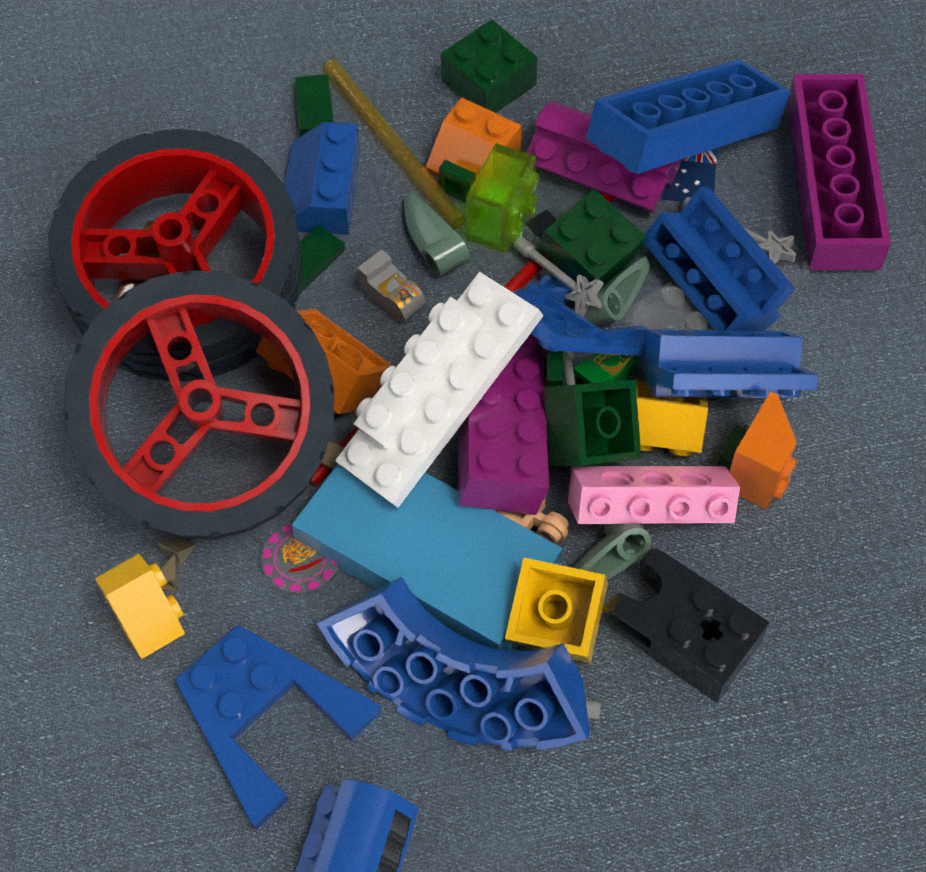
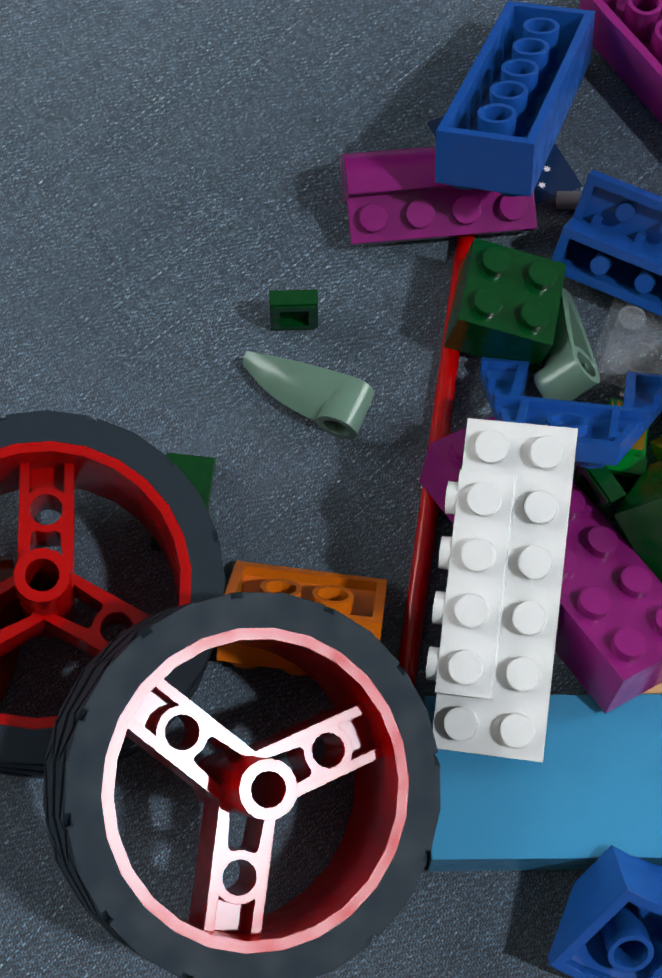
camera: 35 degrees left, 5 degrees up
(294, 566) = (457, 903): clear tile -> none
(313, 101) = (48, 302): dark green tile -> none
(324, 177) = (128, 380): blue slope -> none
(390, 287) = (314, 485): light grey leg -> none
(395, 144) = (178, 299): clear yellow piece -> none
(470, 135) = (282, 250): orange slope -> none
(489, 67) = (229, 151): dark green brick -> none
(501, 198) = (371, 303): clear neon green brick -> none
(541, 222) = (421, 308): black sticker -> none
(582, 292) = (544, 369): light grey piece -> none

